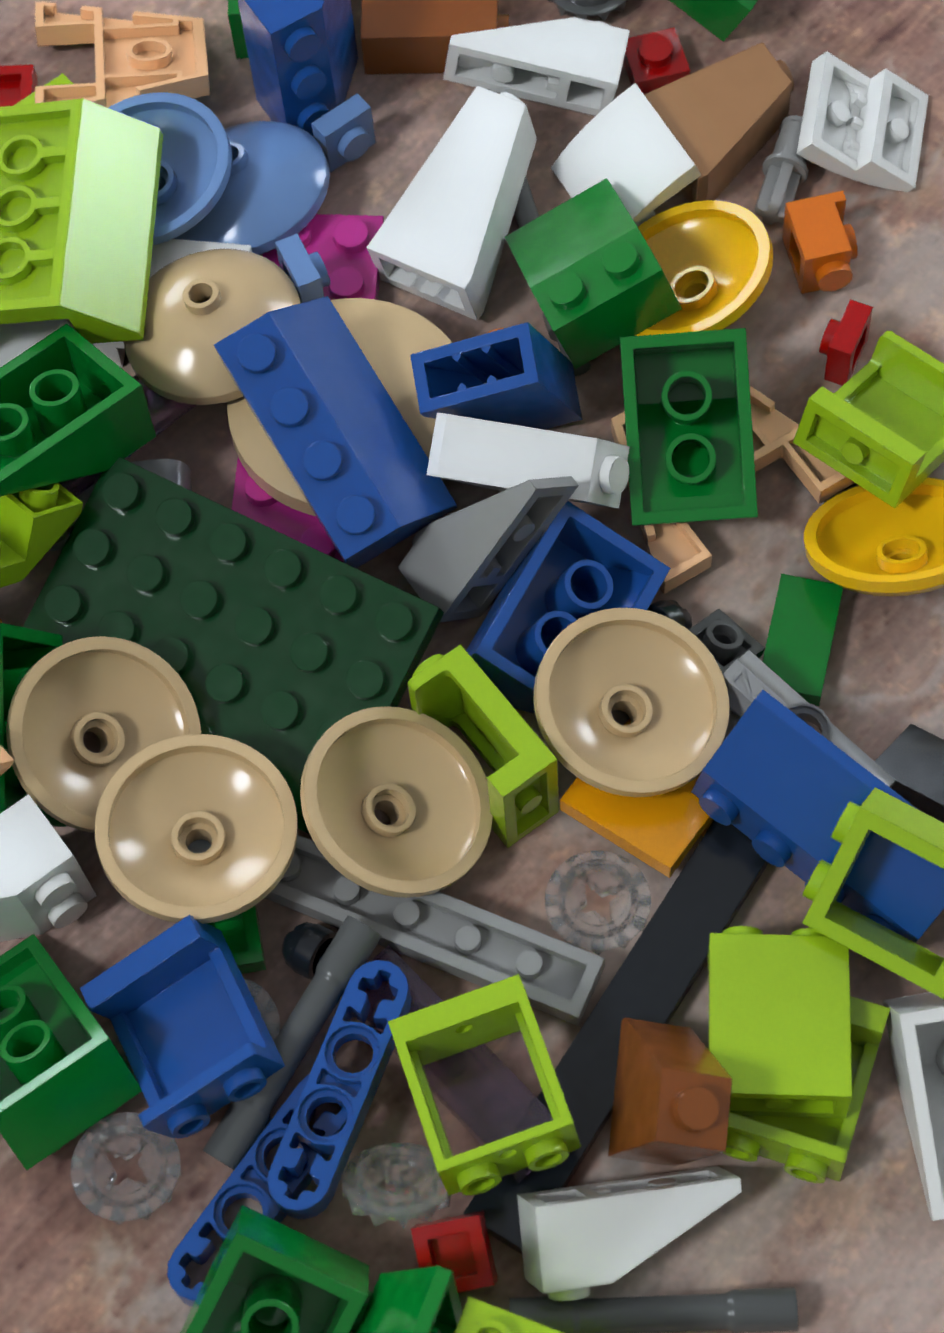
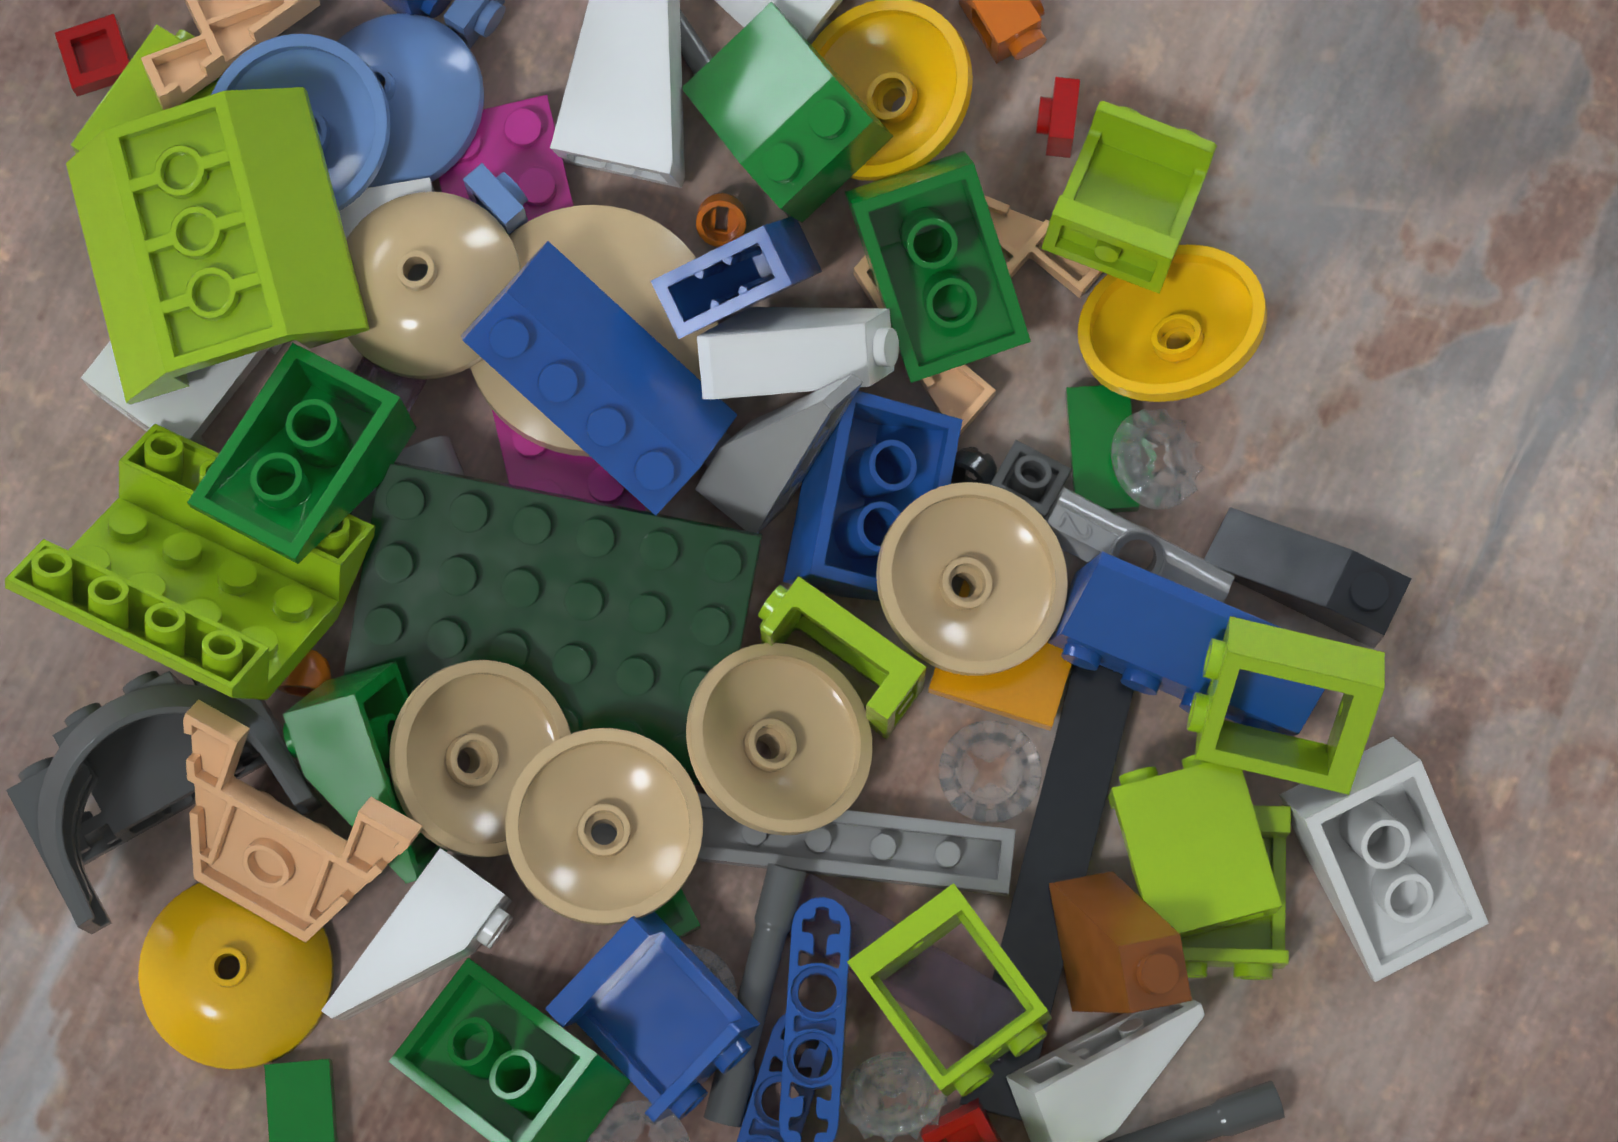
camera: 20 degrees left, 15 degrees up
(305, 947) = (736, 898): black hinge -> none
(828, 642) = (1135, 458): none -> clear gear

